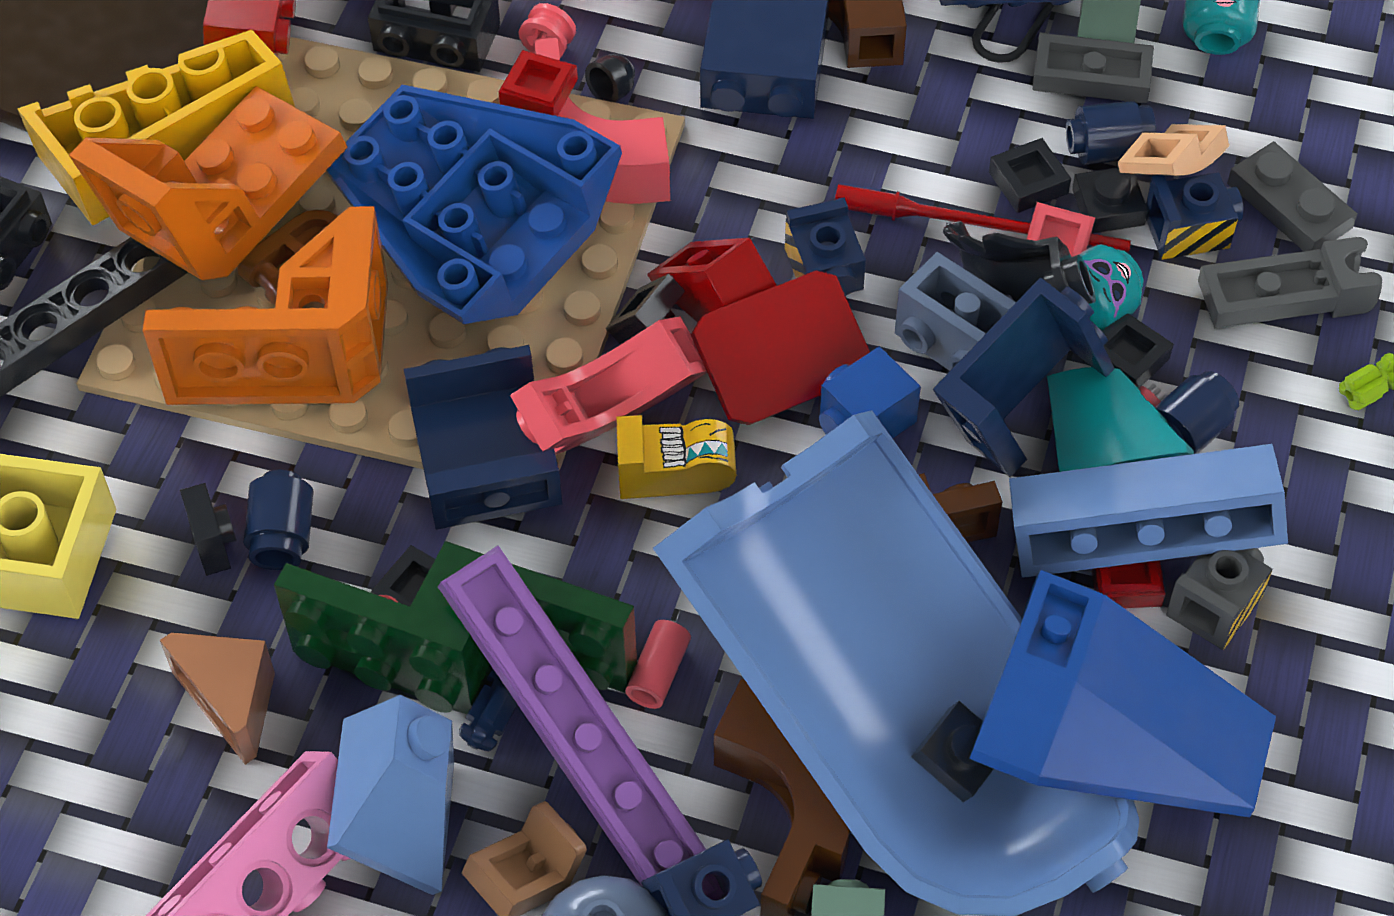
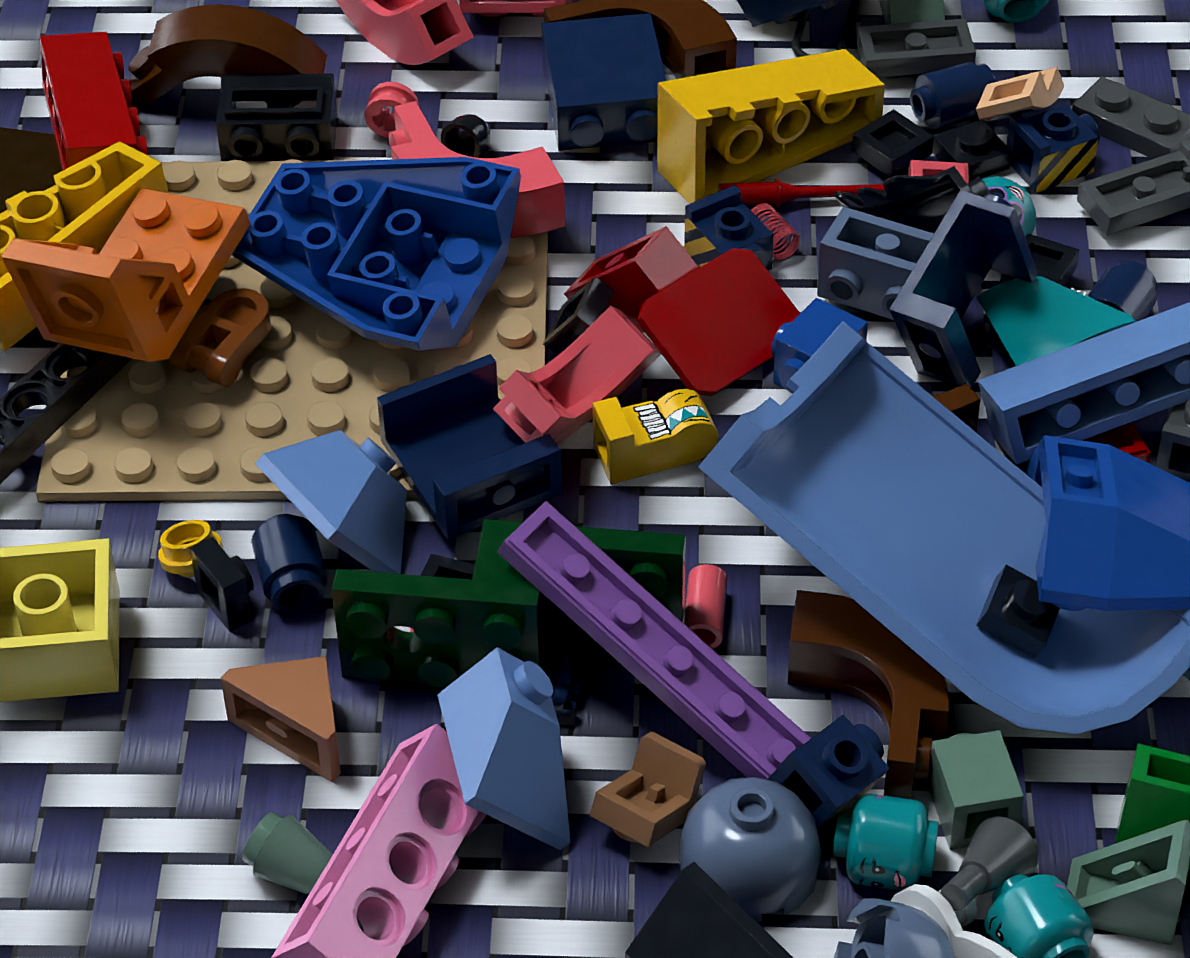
camera: 15 degrees left, 10 degrees down
(166, 838) = (286, 853): none -> sand green cone
(187, 471) = (176, 545): none -> yellow plate
(285, 350) = (241, 407): orange bracket -> none
(340, 470) = (345, 495): none -> medium blue slope
(538, 83) = (415, 136): red tile -> none
(877, 255) = (781, 233): none -> coral piece
(903, 122) = (760, 119): none -> yellow wedge

